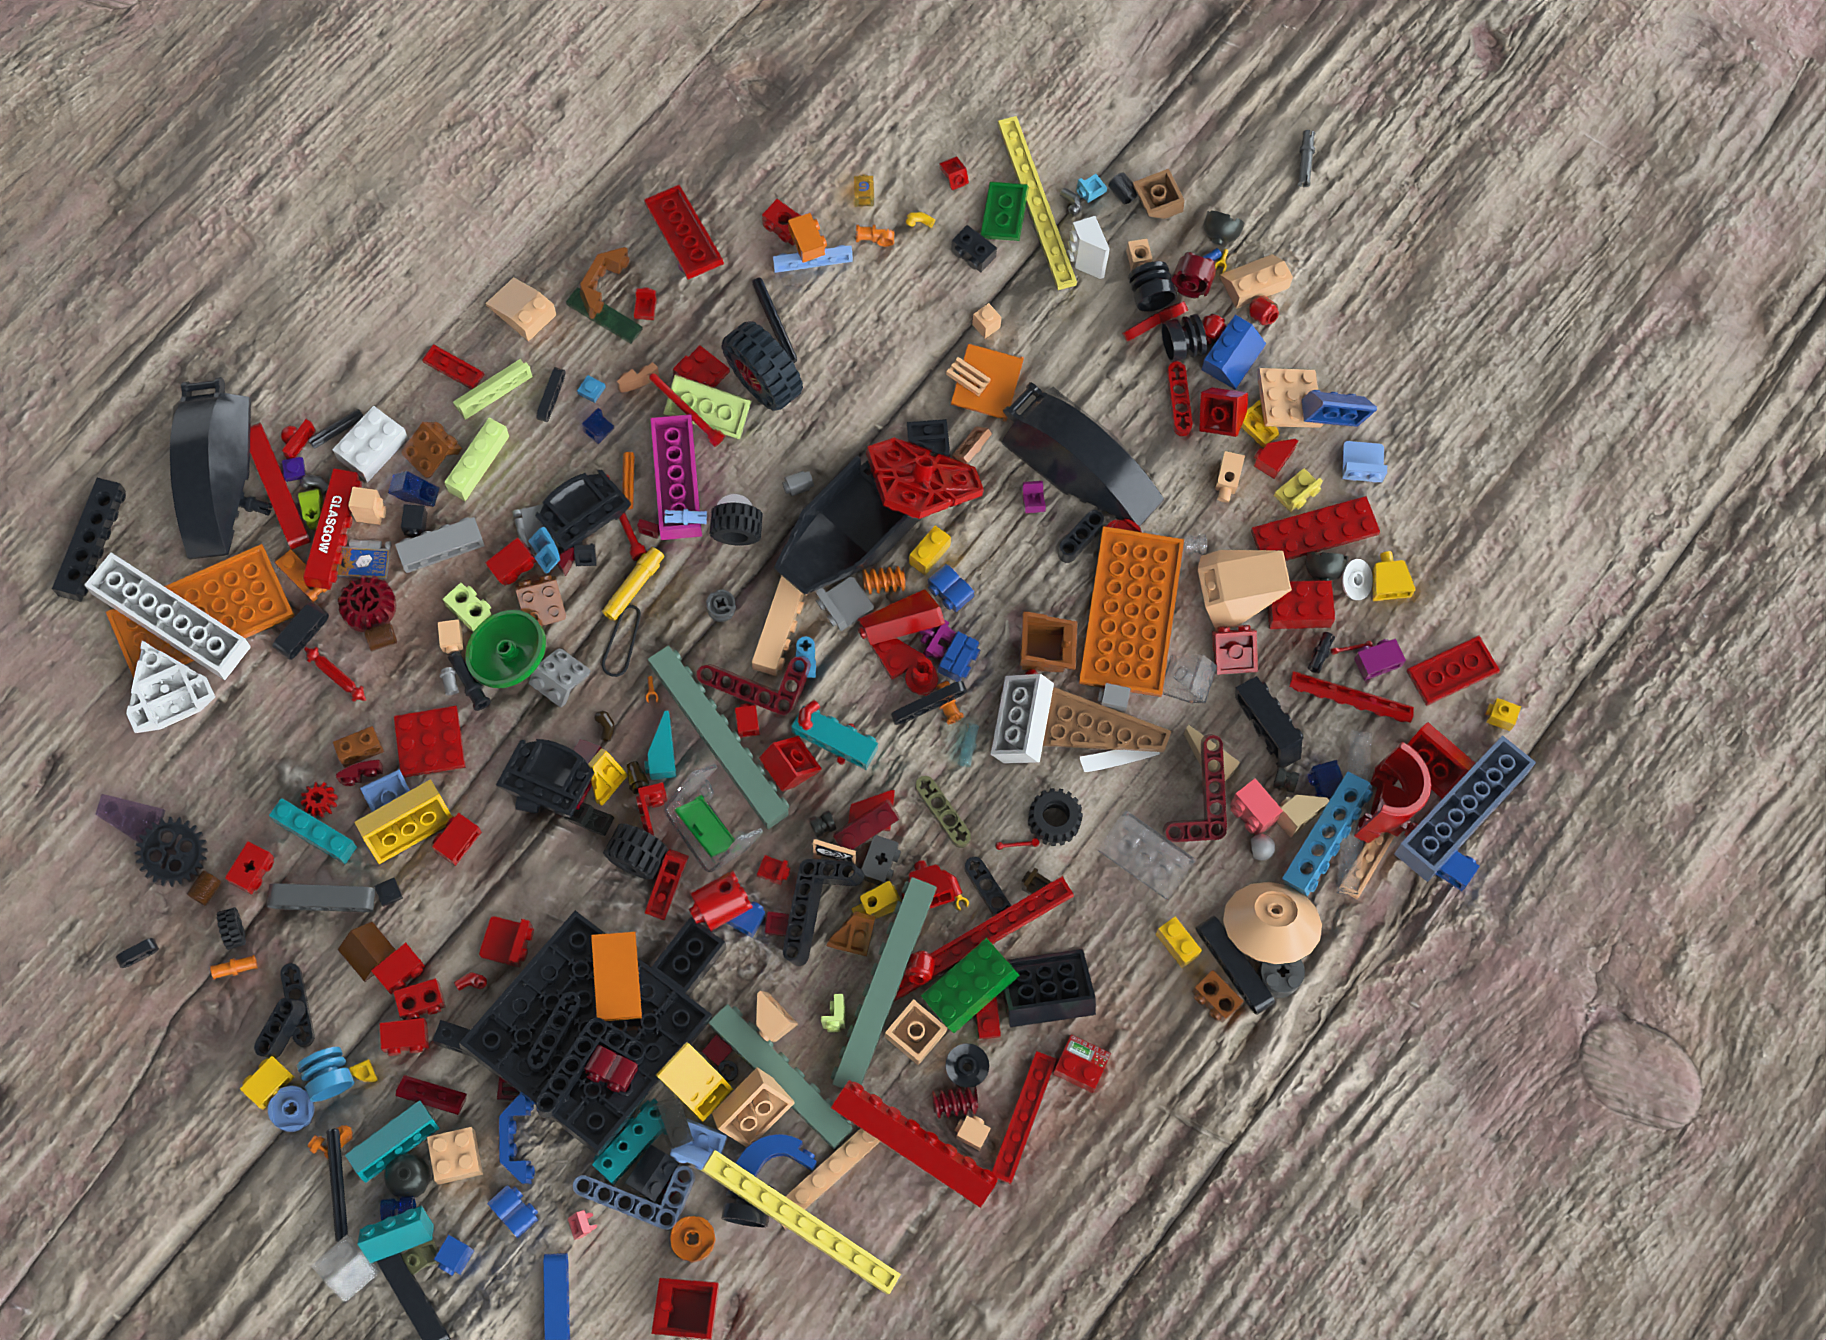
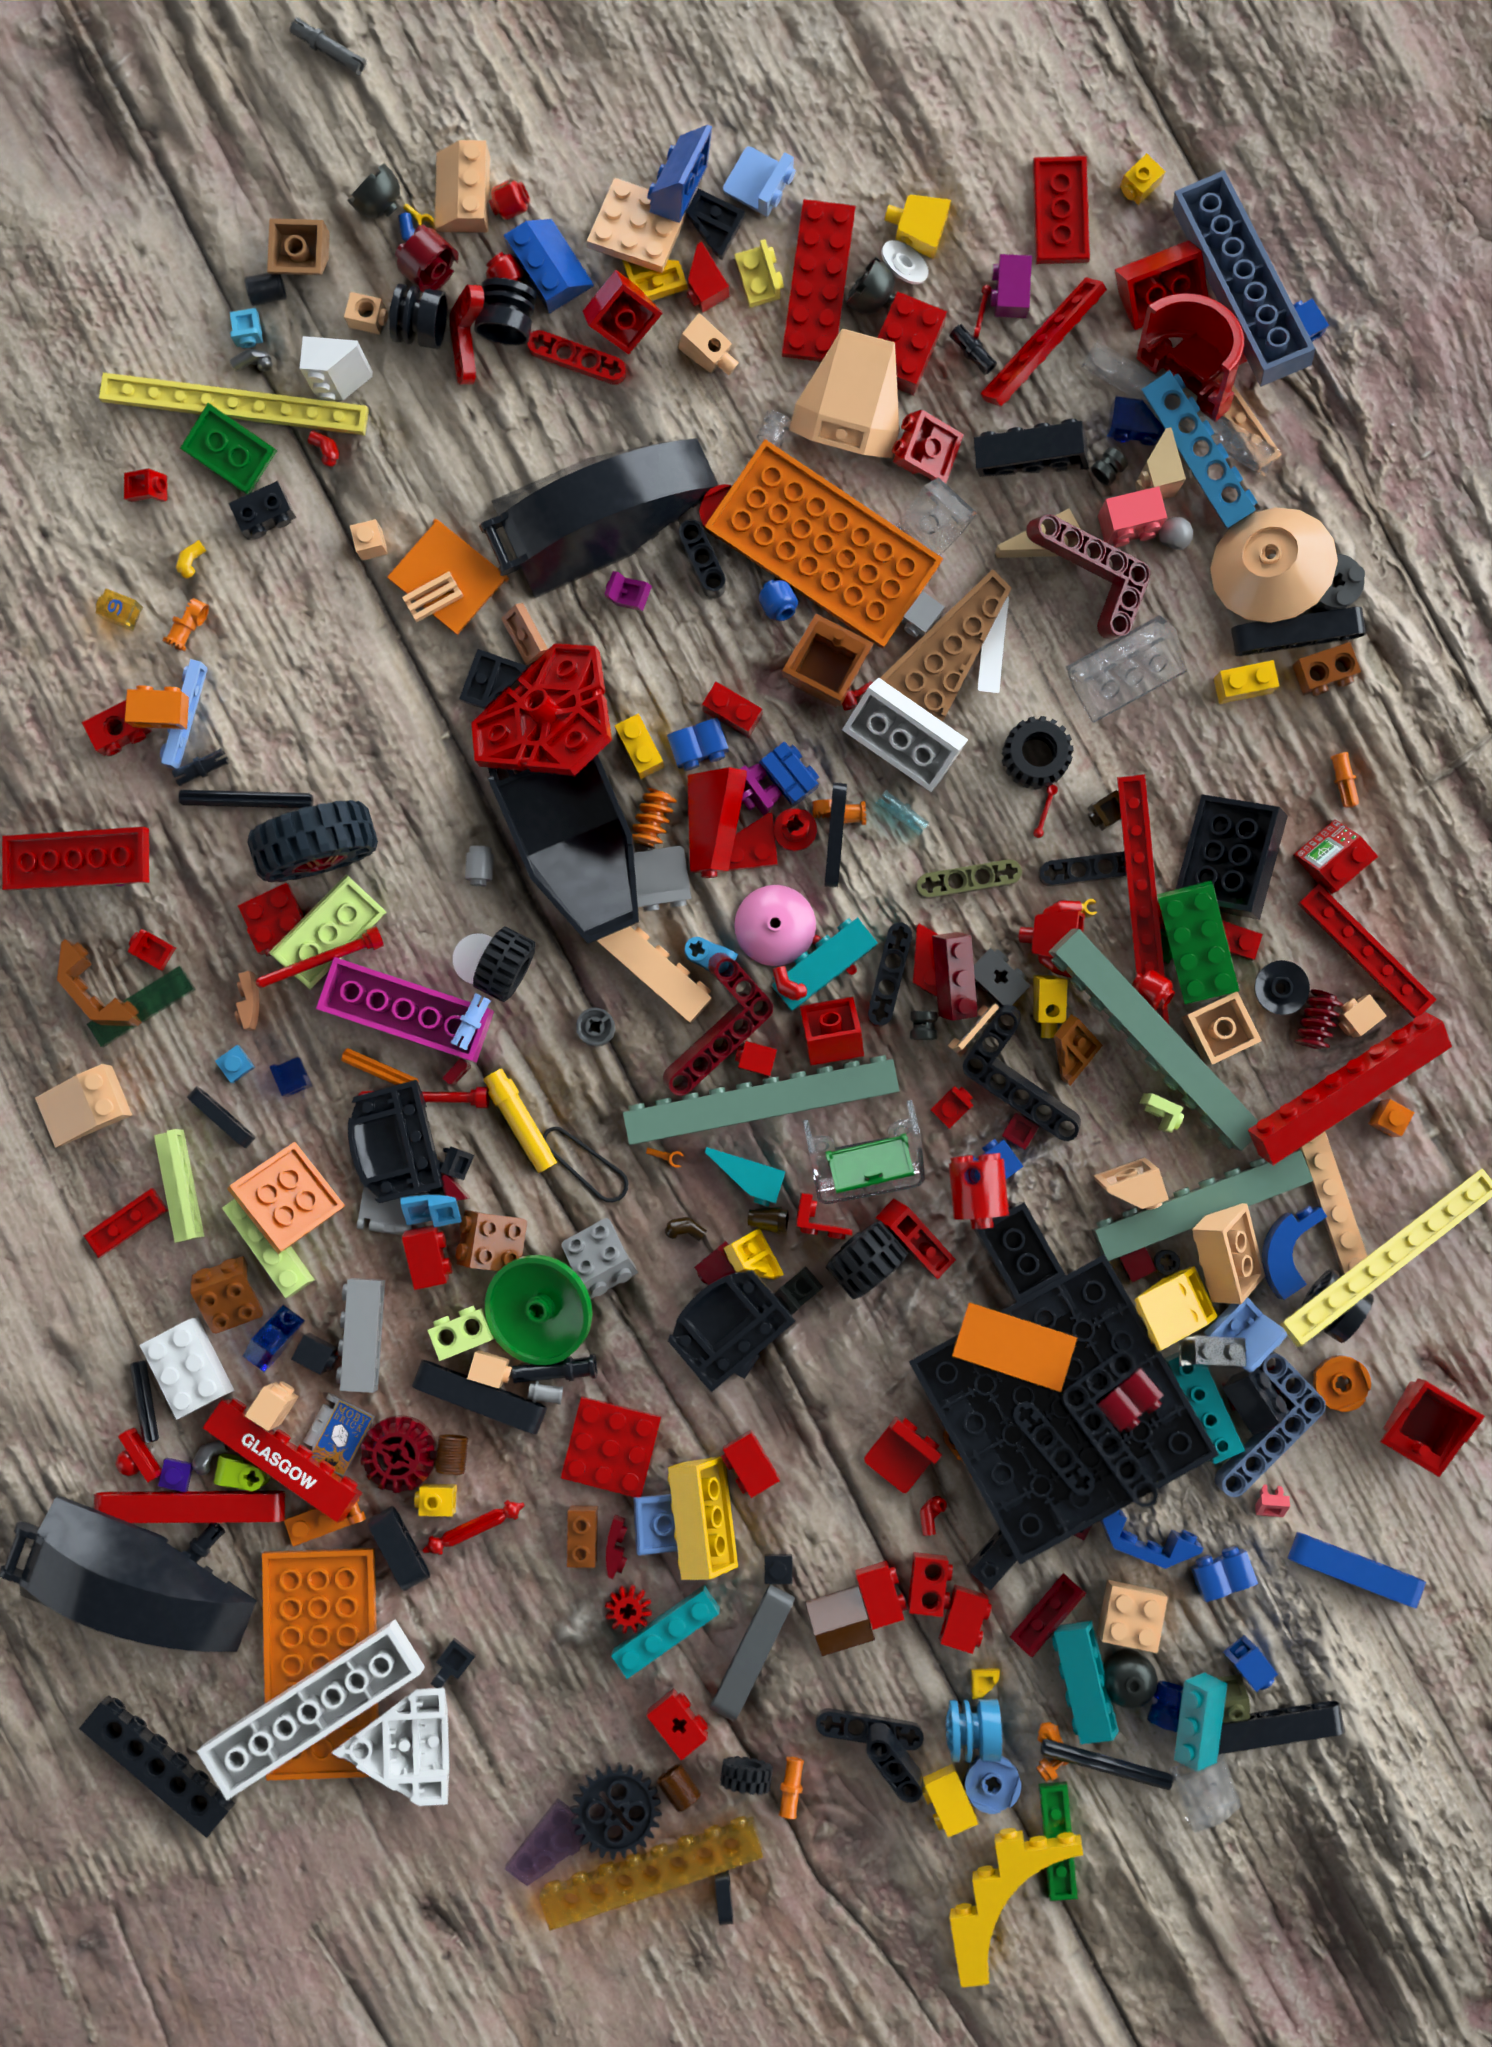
camera: 55 degrees left, 15 degrees up
(85, 843) = (560, 1912): none -> clear yellow brick
(182, 1139) = (992, 1889): none -> yellow arch
(235, 700) = (453, 1662): none -> black plate
(266, 1177) = (1057, 1820): none -> green tile
(344, 640) = (436, 1500): none -> yellow brick
(428, 639) = (478, 1397): none -> black beam
(513, 455) = (286, 1197): none -> plate
(782, 284) = (200, 767): none -> black pin
(848, 707) = (775, 945): none -> bright pink dish
(850, 790) = (892, 975): none -> black beam
(907, 1187) = (1391, 1118): none -> orange brick
(985, 599) = (732, 709): none -> red brick
(1036, 271) = (327, 445): none -> red arm
(1077, 597) = (778, 600): none -> blue head
(1143, 1046) = (1345, 779): none -> orange axle
(1320, 446) = (715, 221): none -> black wing

